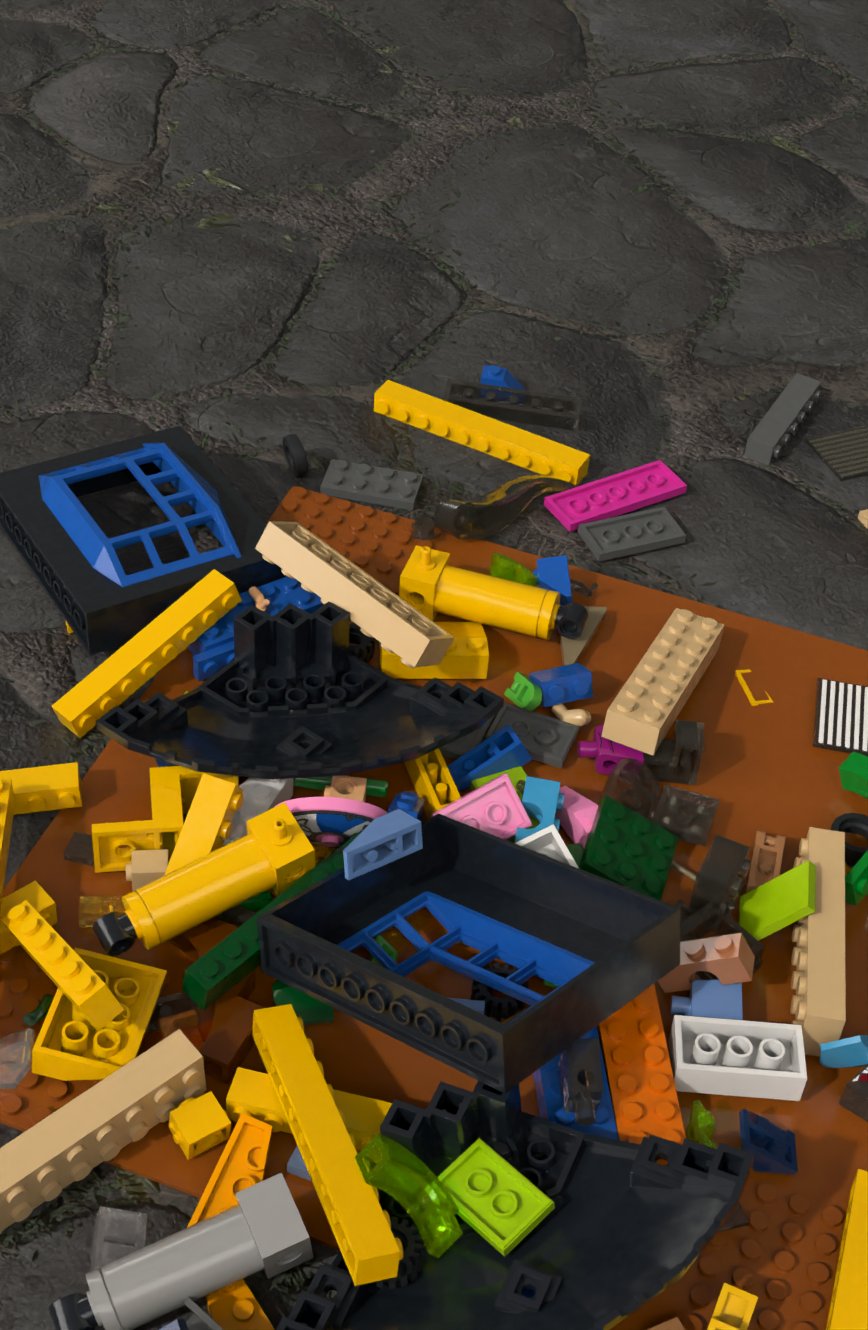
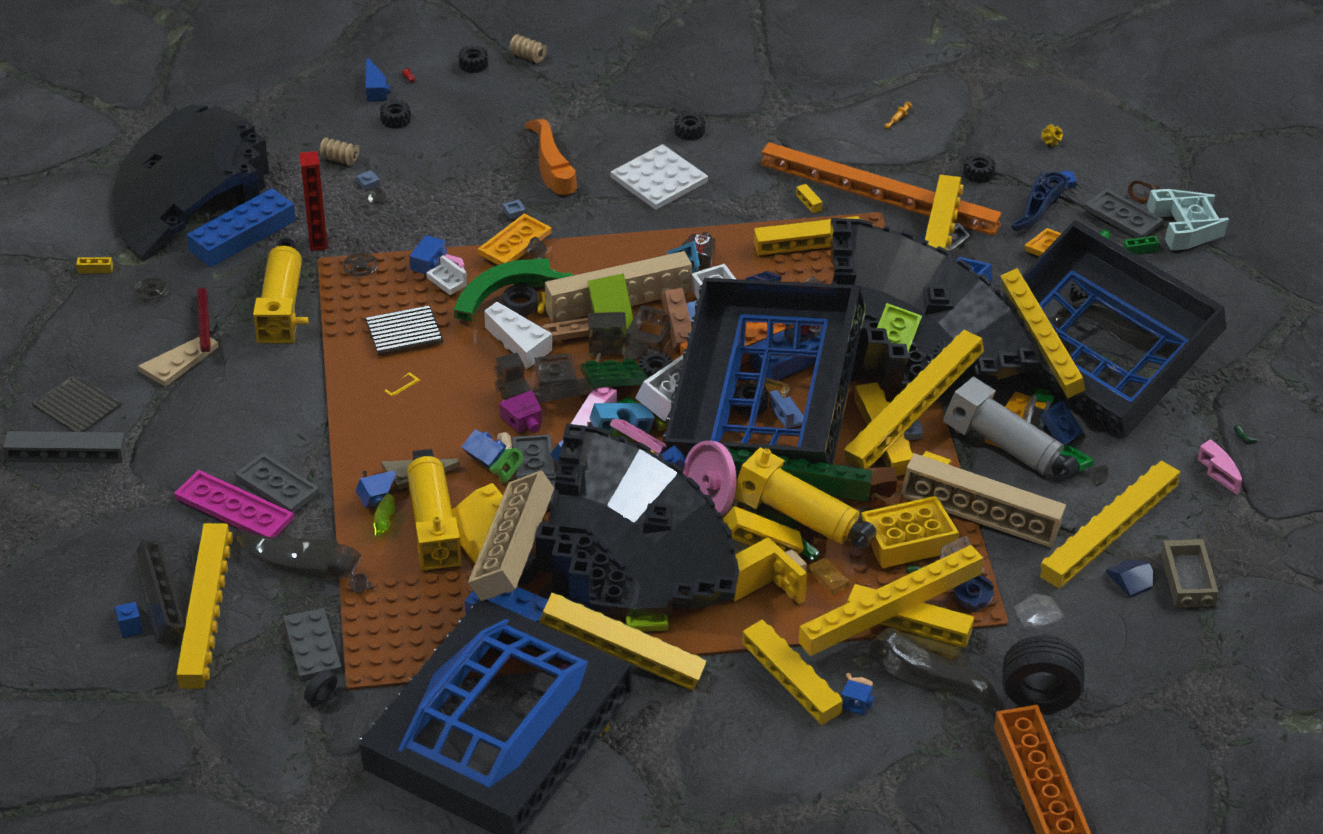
camera: 115 degrees left, 0 degrees up
(62, 965) = (907, 533): yellow brick -> none
(80, 849) = (795, 610): clear smoke tile -> none
(117, 1226) = (1017, 478): clear piece -> none
(237, 1169) = (954, 445): light orange wing -> none
(260, 602) = (532, 604): light nougat piece -> none
(382, 842) = (726, 430): medium blue slope -> none
(415, 1187) = (921, 347): clear neon green arch -> none
(663, 681) = (451, 399): tan brick -> none
(777, 802) = (518, 333): none -> white wedge

